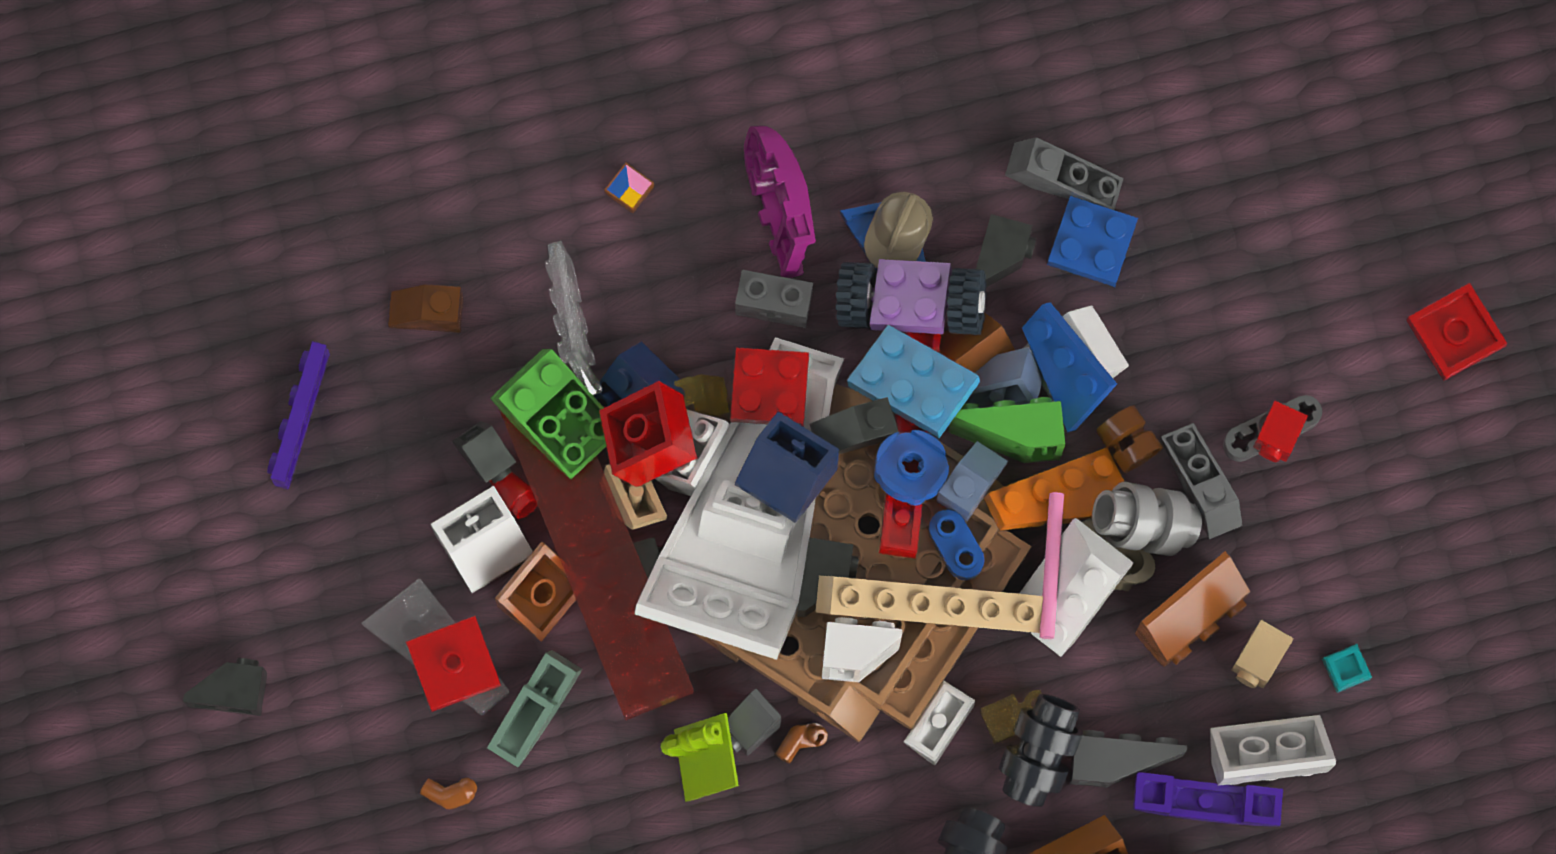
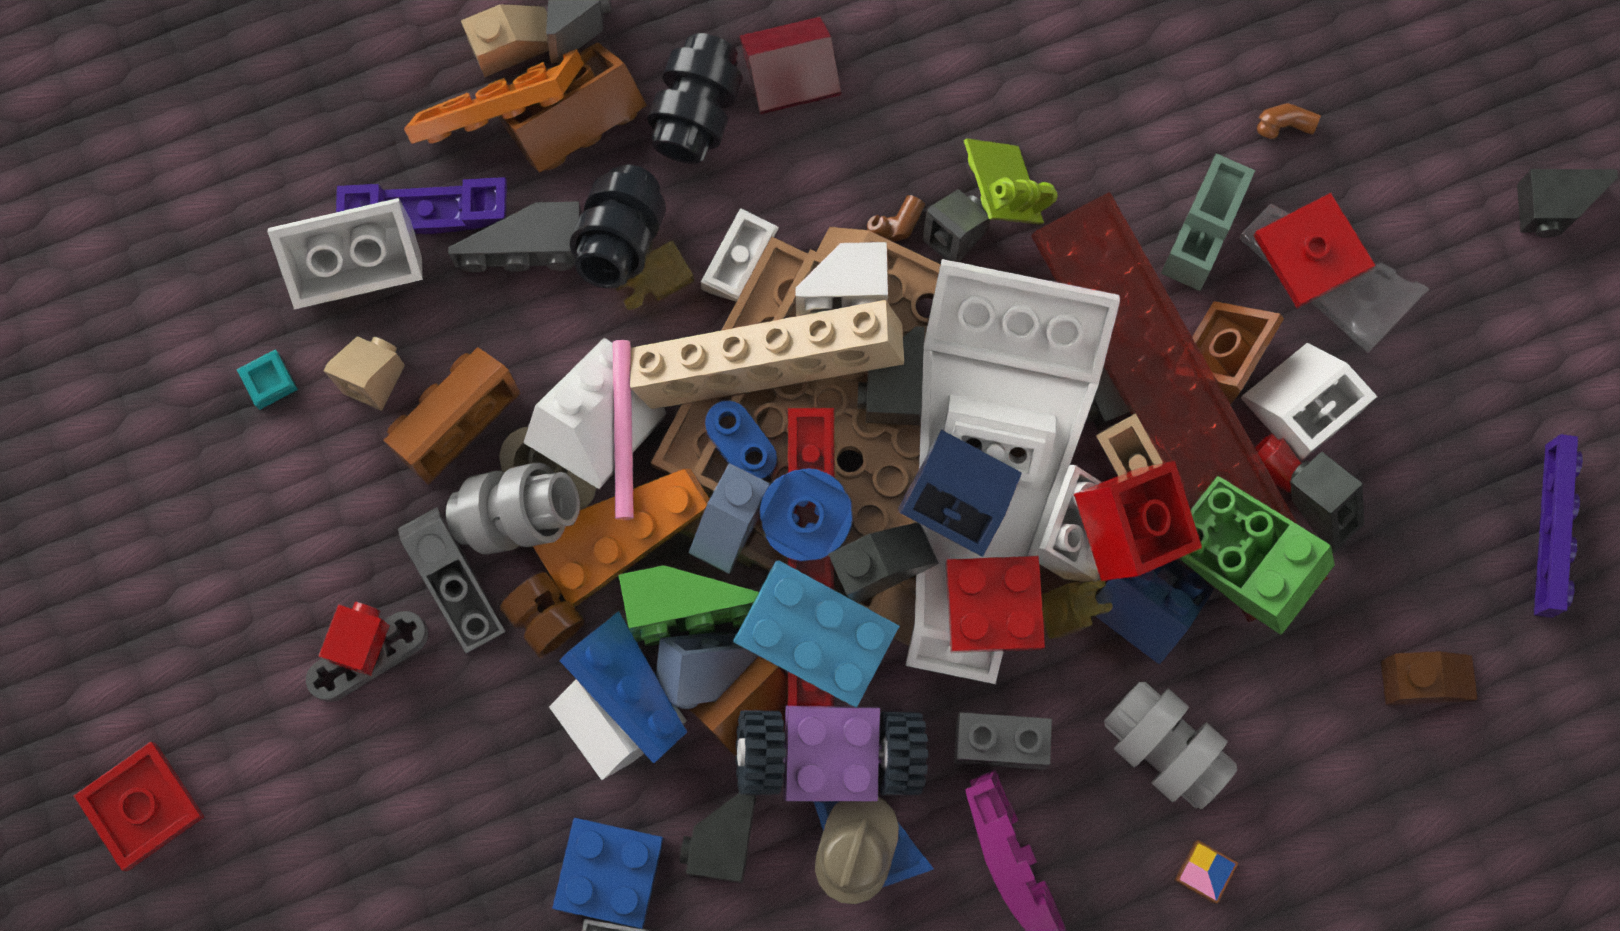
camera: 175 degrees right, 0 degrees up
(570, 318) = (1255, 678): clear wing -> none
(635, 266) = (1187, 759): none -> light grey piece

